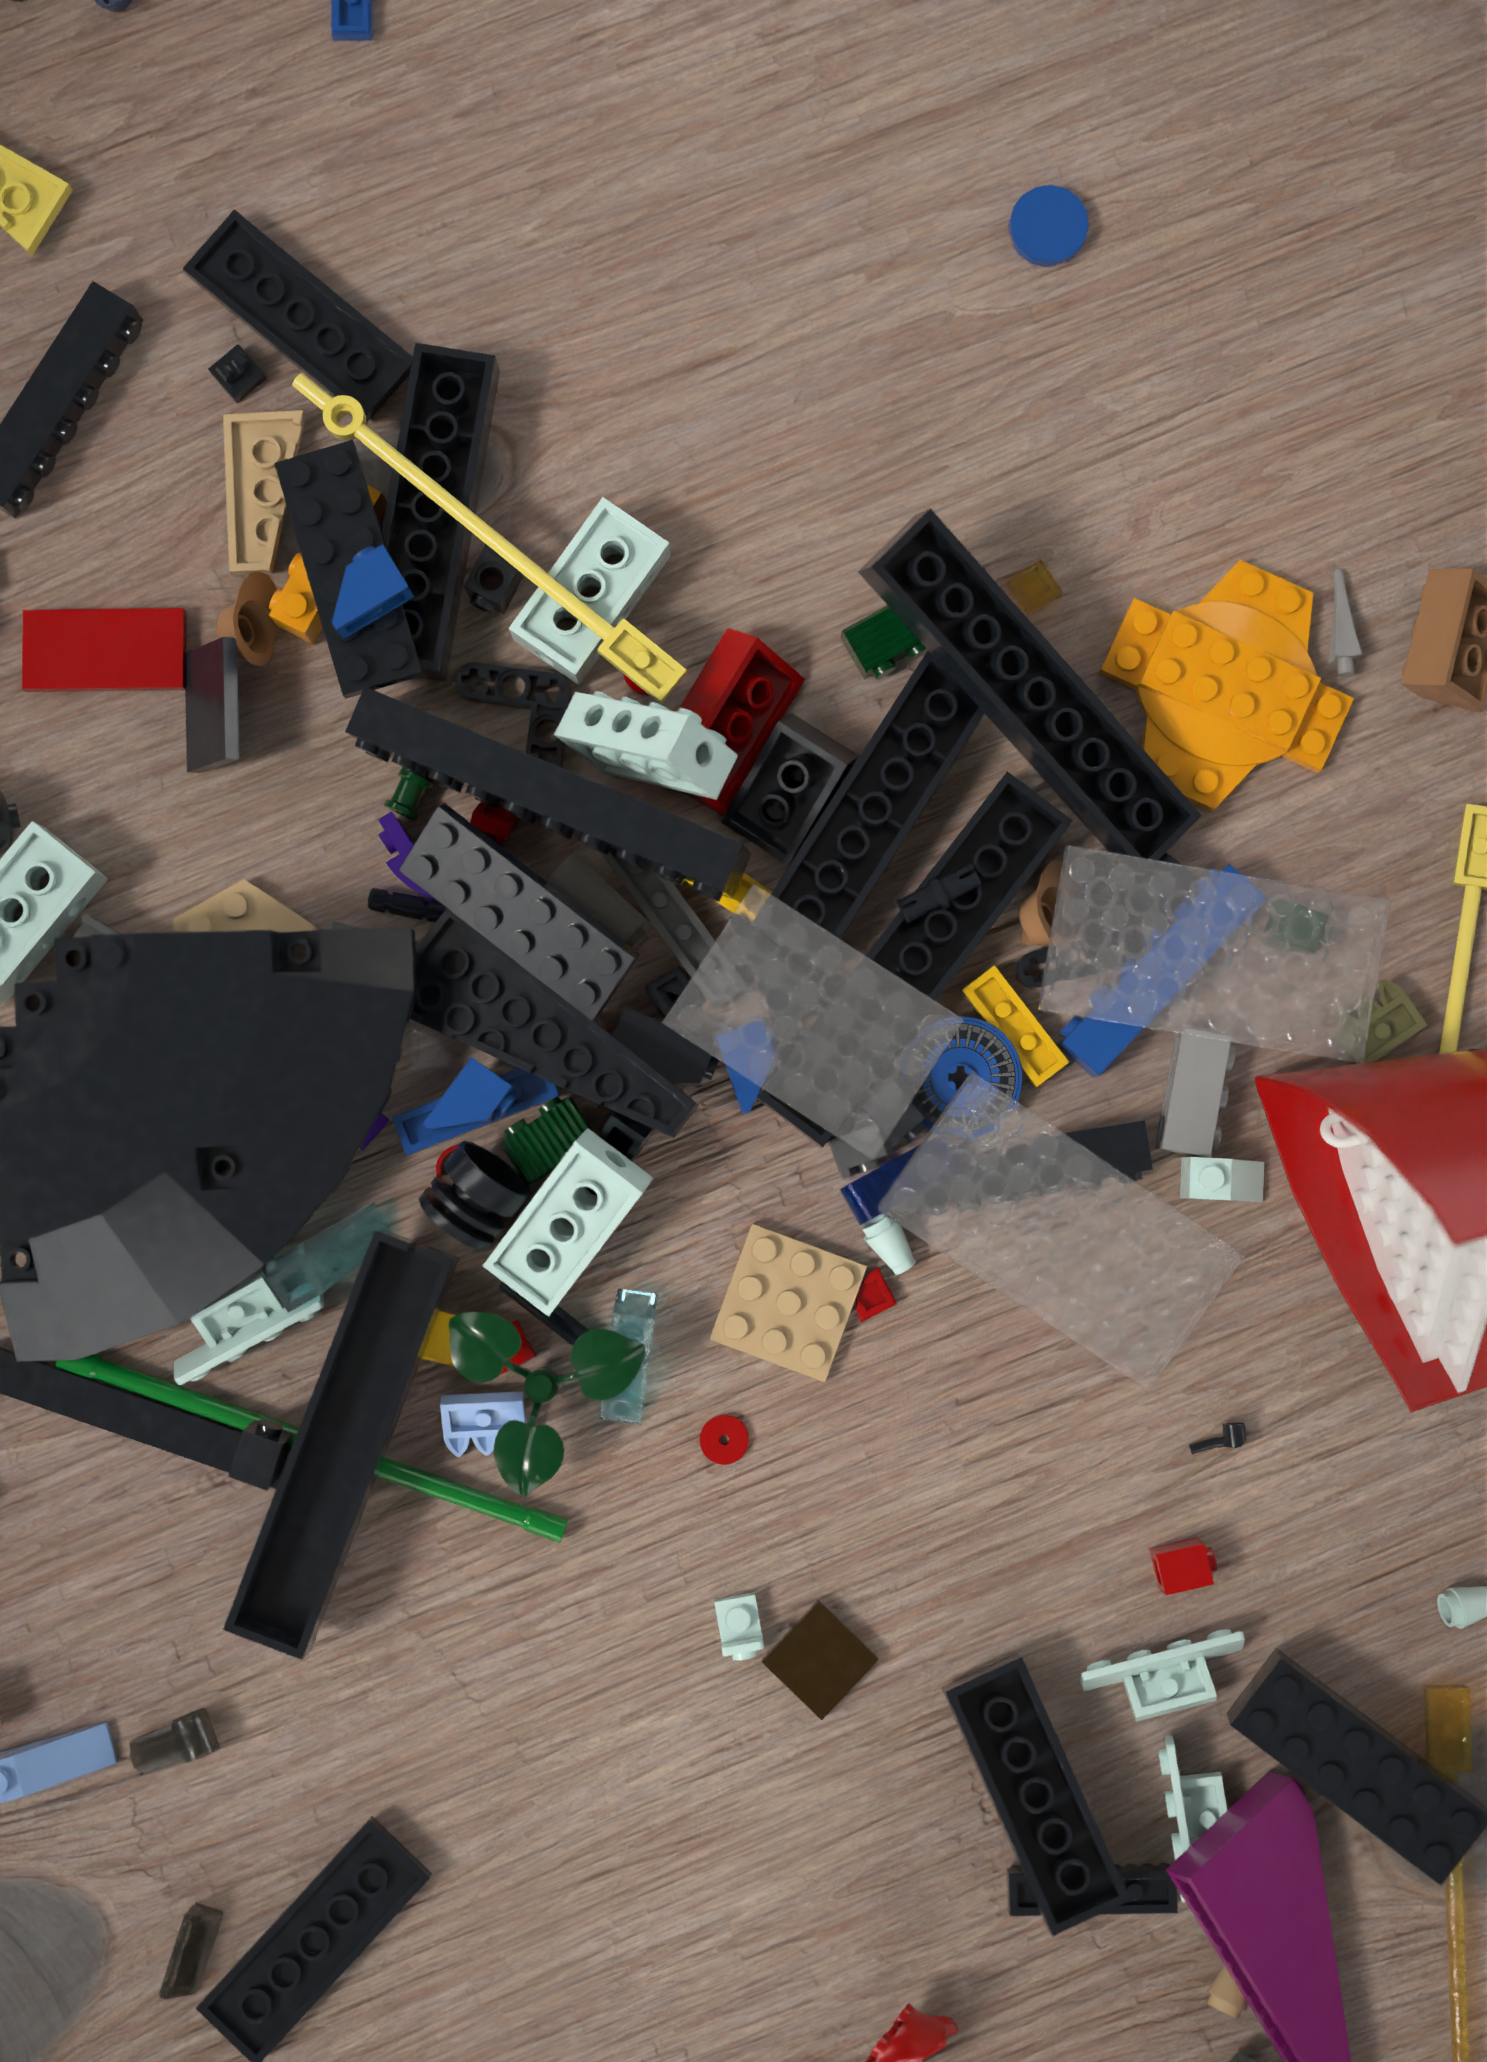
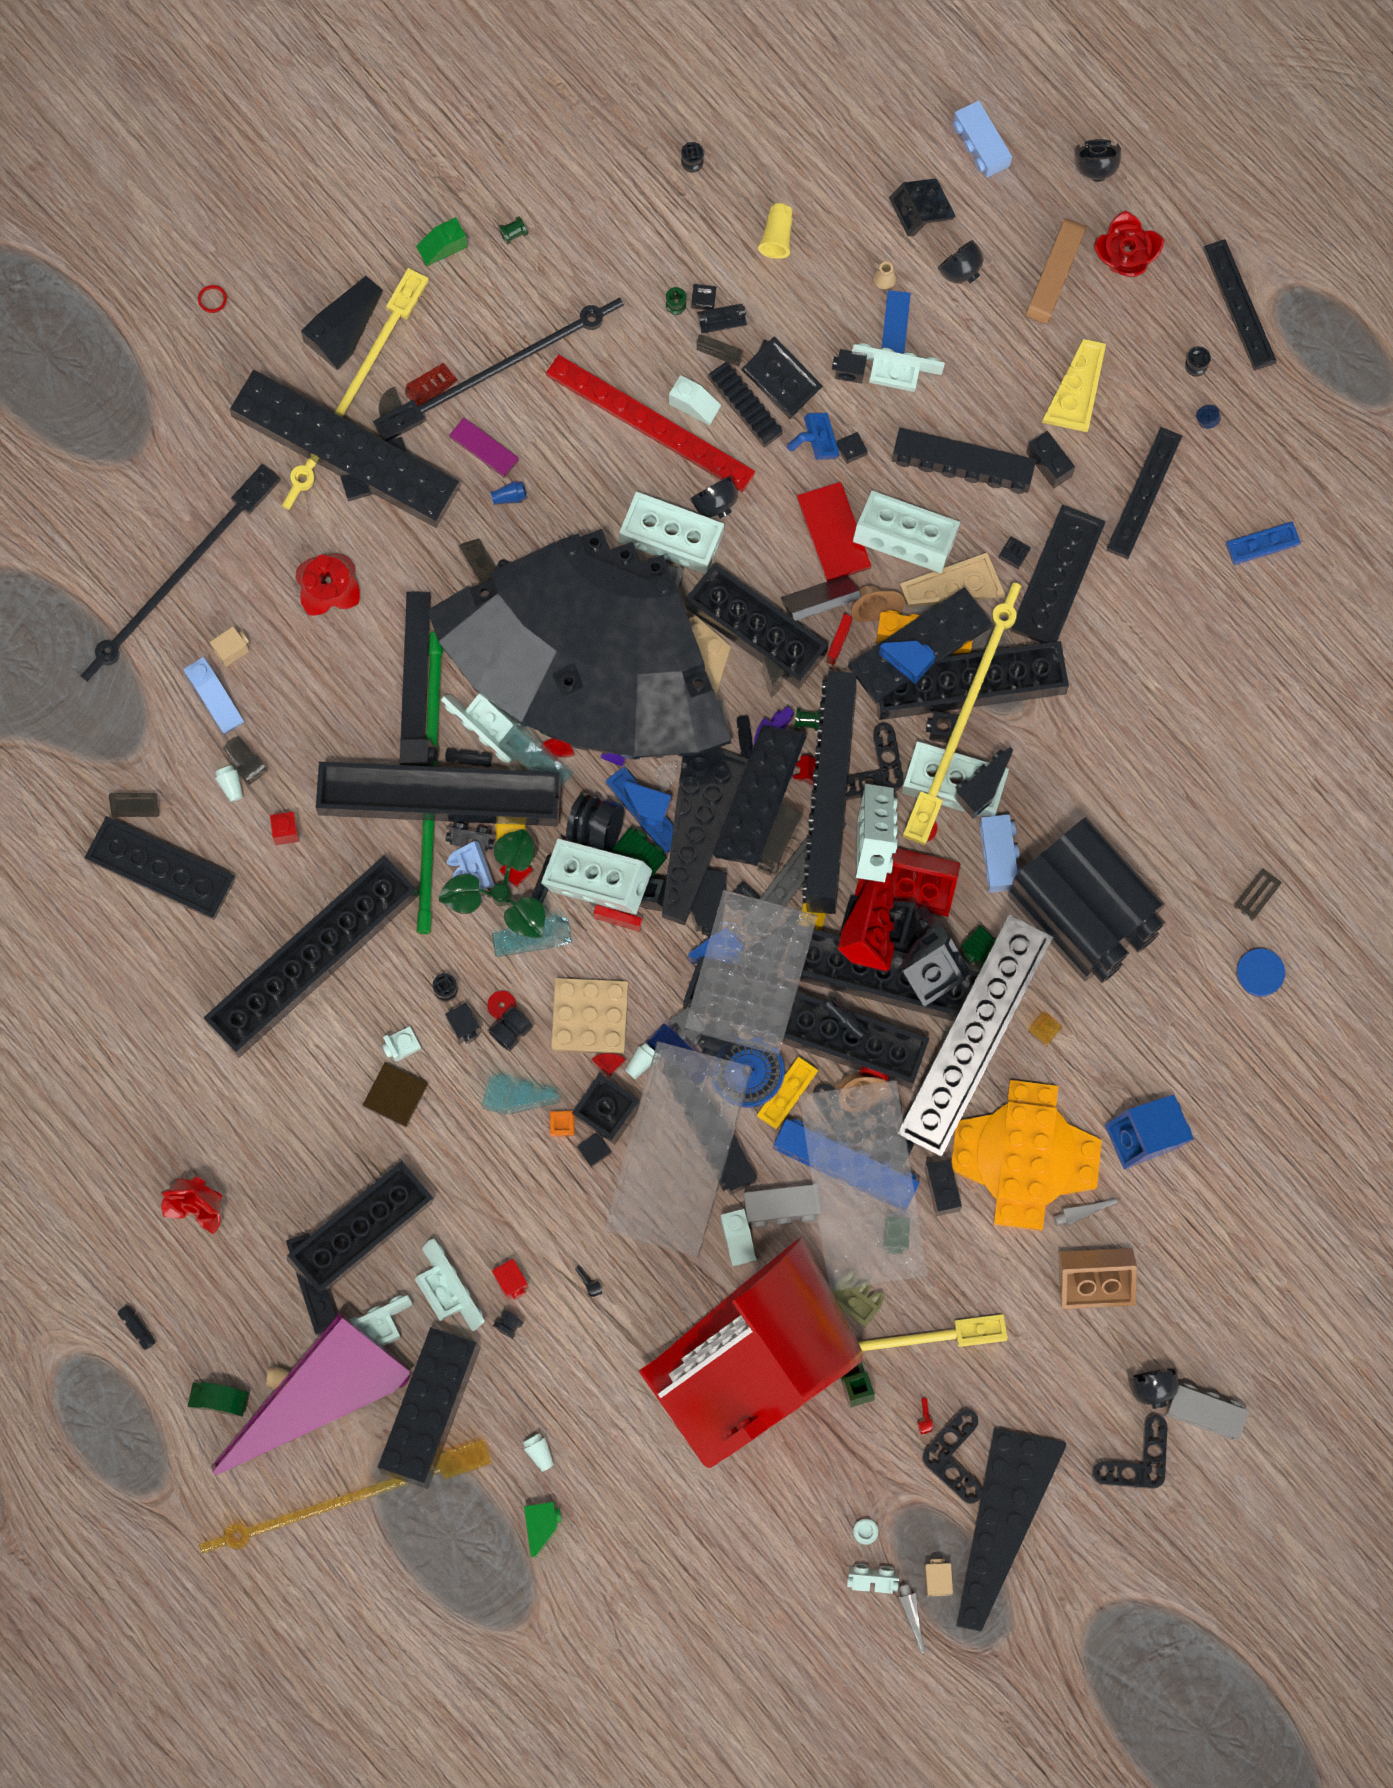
camera: 70 degrees right, 10 degrees down
(103, 256) = (1050, 459): none -> black brick
(146, 529) = (906, 531): none -> light aqua brick
(205, 1779) = (229, 783): none -> light aqua cone
(206, 133) = (1144, 493): none -> black plate
(223, 826) = (756, 625): none -> black brick
(291, 699) = (839, 639): none -> red tile
(291, 1366) = (468, 757): none -> black axle
(314, 1712) = (284, 828): none -> red brick
(319, 826) = (773, 676): none -> clear smoke slope
(325, 1215) = (559, 748): none -> red tile
(416, 1418) = (461, 833): none -> black hinge
(550, 1736) = (311, 956): none -> black brick
(626, 545) = (980, 790): none -> black slope
(642, 1207) = (618, 918): none -> red tile
(671, 1518) = (447, 991): none -> black wheel
(730, 561) = (999, 852): none -> light blue brick
(739, 1513) = (463, 1024): none -> black brick
(772, 1440) = (510, 1028): none -> black wheel
(803, 812) = (868, 928): none -> red wedge
(870, 438) = (1088, 902): none -> black brick
(885, 1474) = (510, 1097): none -> clear light blue slope
(908, 724) = (933, 961): none -> black bracket
(939, 214) = (1245, 910): none -> clear smoke tile
(950, 1402) = (561, 1124): none -> orange tile
(956, 1325) = (607, 1109): none -> black brick
(1009, 1364) = (593, 1150): none -> black tile
(1031, 879) = (863, 1071): none -> red piece
(1244, 830) = (943, 1187): none -> black brick
(1253, 481) = (1149, 1131): none -> blue slope
(1253, 1591) = (508, 1324): none -> black wheel

